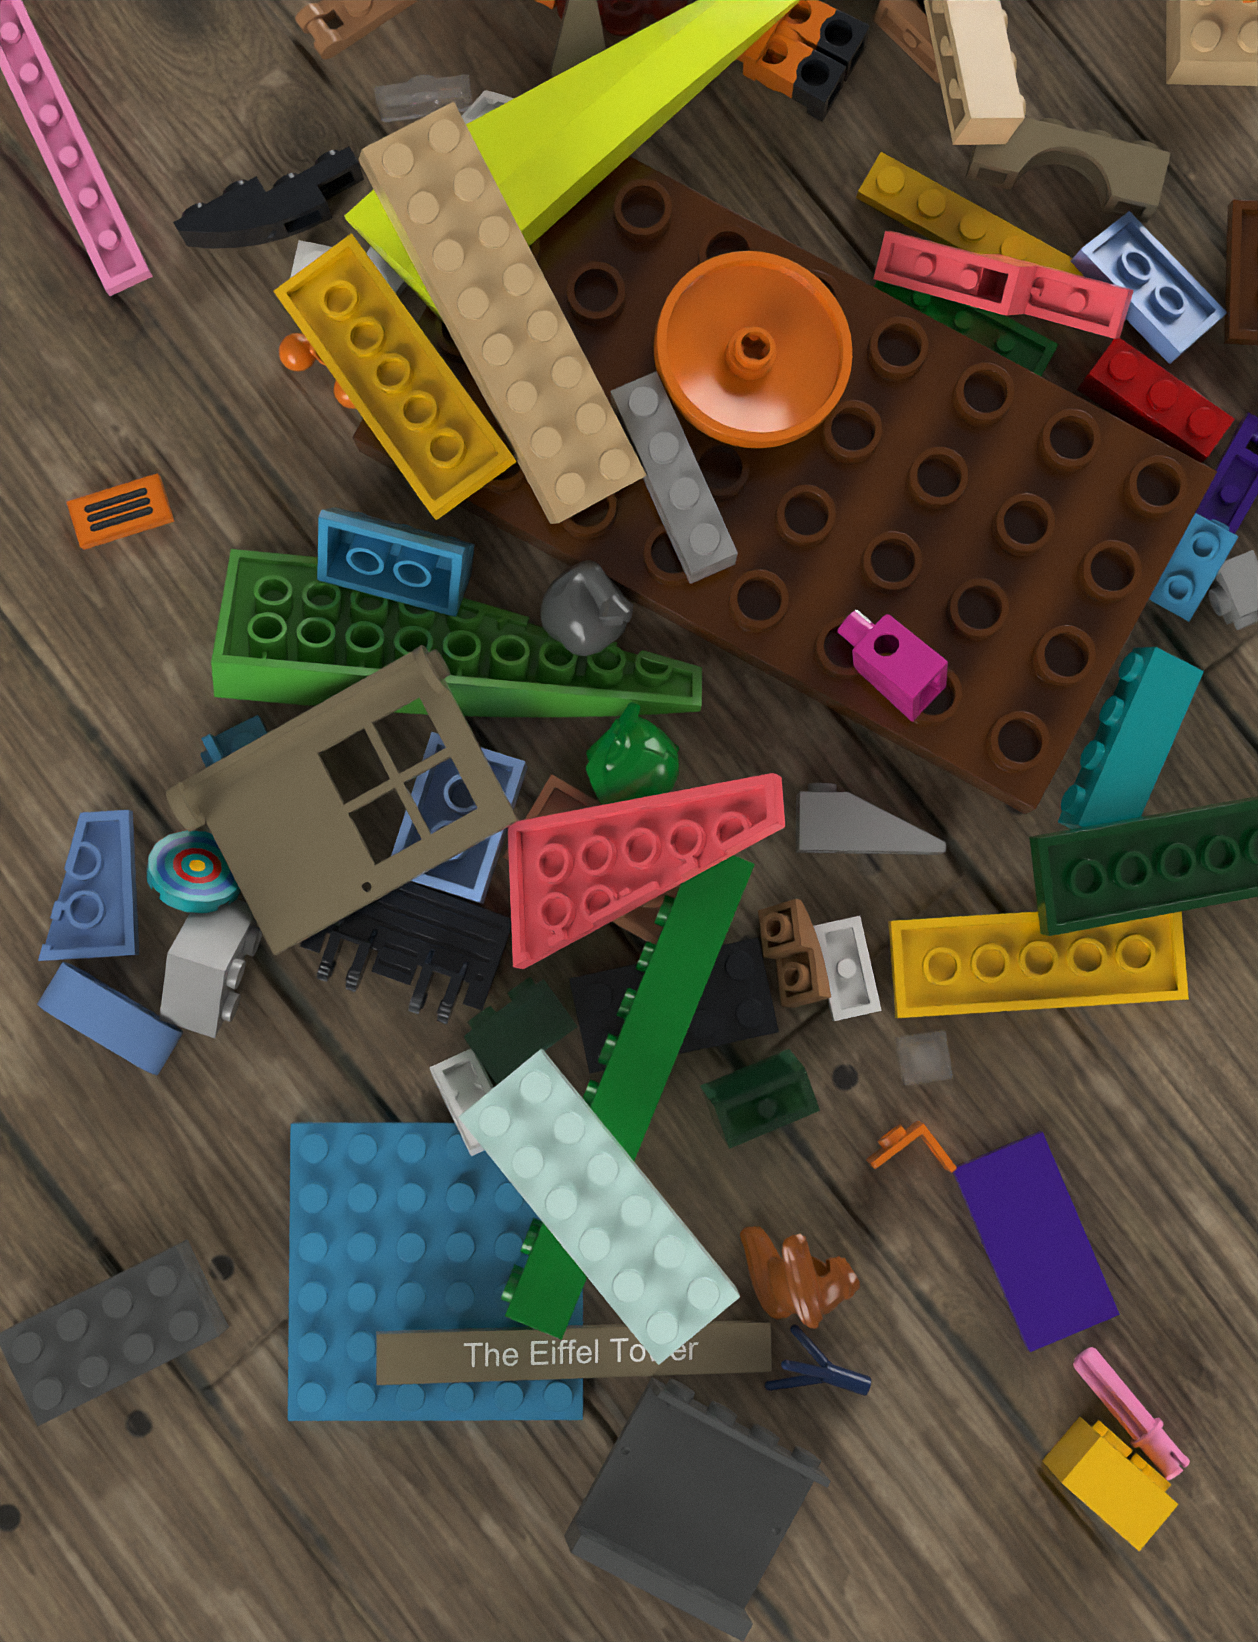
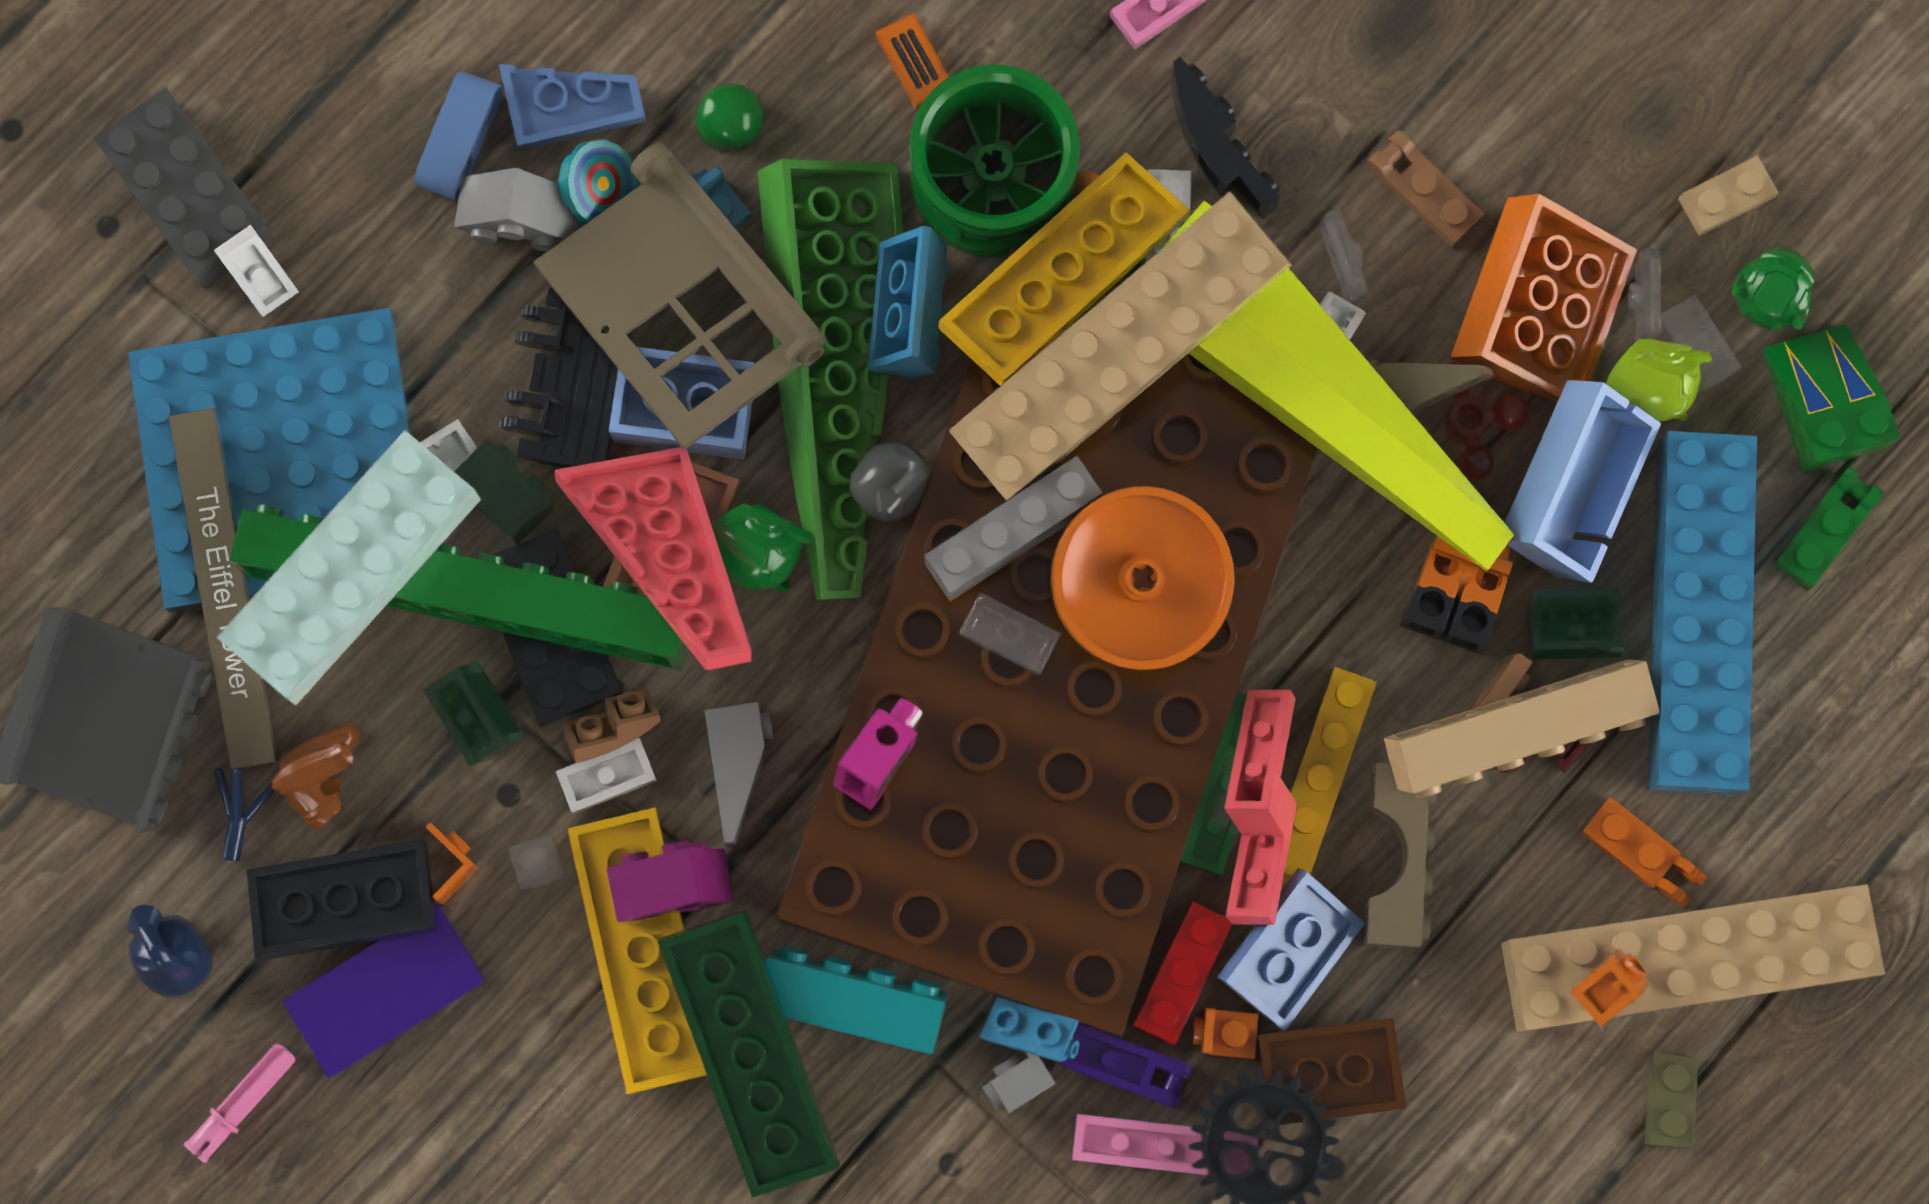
camera: 80 degrees right, 5 degrees down
(145, 720) = (729, 117): none -> green hair
(224, 1264) = (256, 270): none -> white plate
(234, 366) = (980, 97): none -> green wheel
(783, 505) = (1009, 634): none -> clear plate
(934, 1272) = (341, 899): none -> black plate
(962, 1468) = (167, 952): none -> dark blue piece
(984, 915) = (677, 881): none -> magenta brick
(1119, 1490) = (174, 1085): yellow brick -> none
(1219, 371) = (1226, 1033): none -> orange bracket

